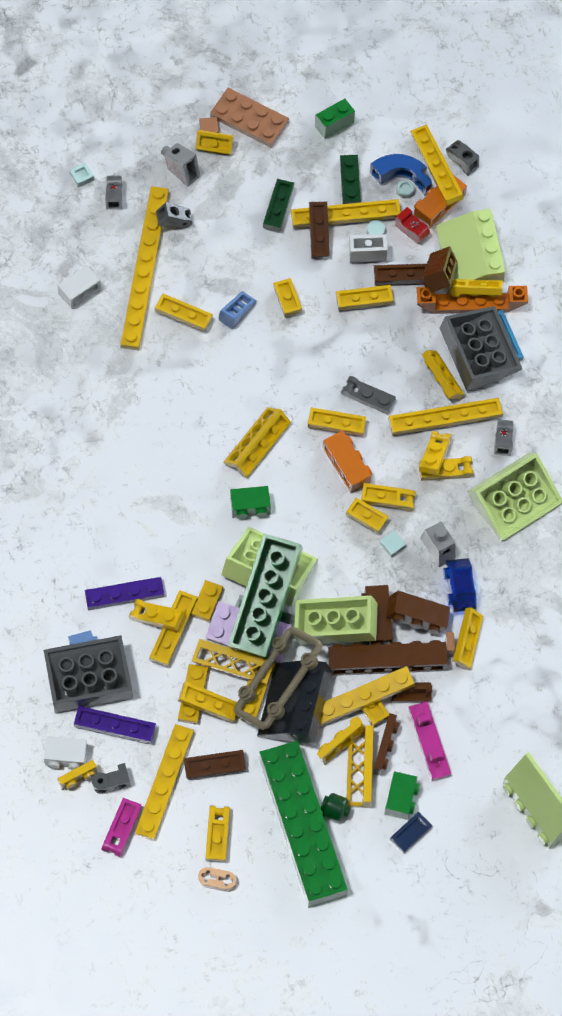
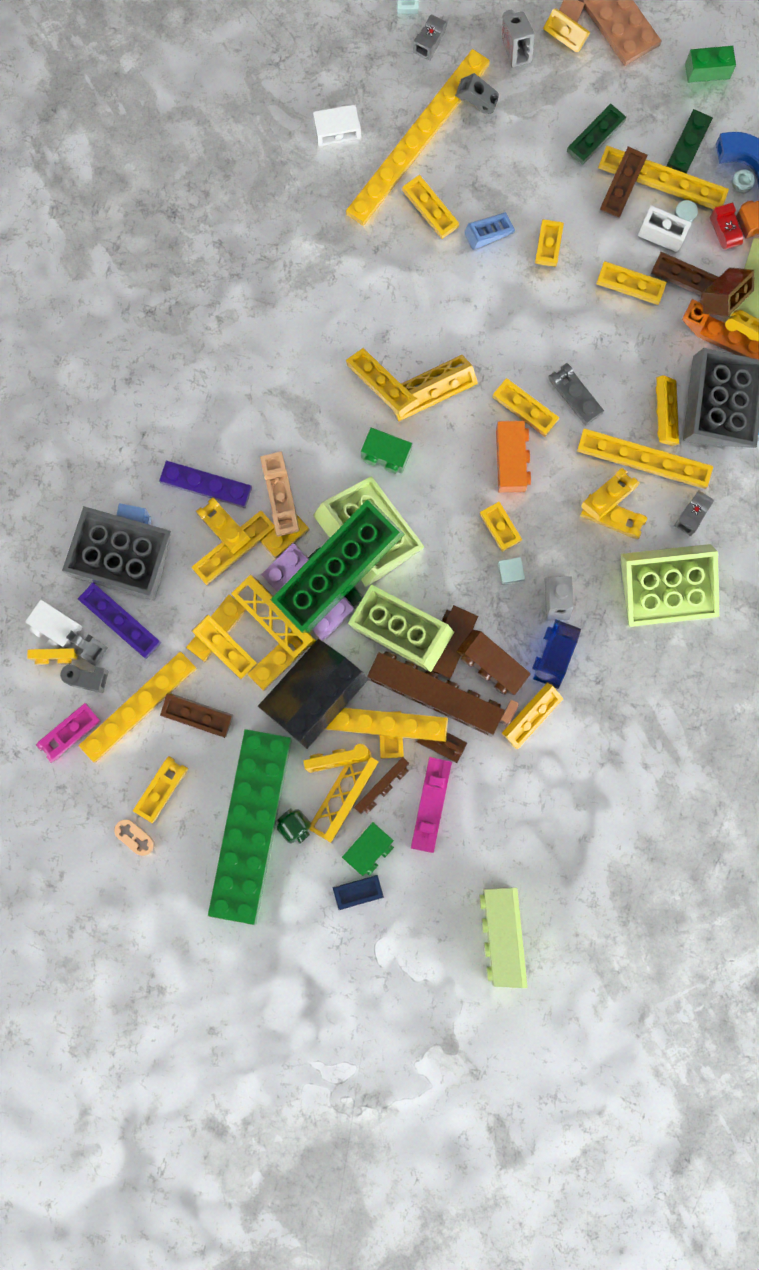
camera: 30 degrees right, 15 degrees up
(103, 753) = (89, 648): none -> dark grey plate
(186, 571) = (279, 493): none -> light nougat slope
(220, 453) = (381, 382): none -> yellow plate
(276, 709) = (268, 659): dark tan bar -> none
(388, 496) = (534, 517): yellow plate -> none

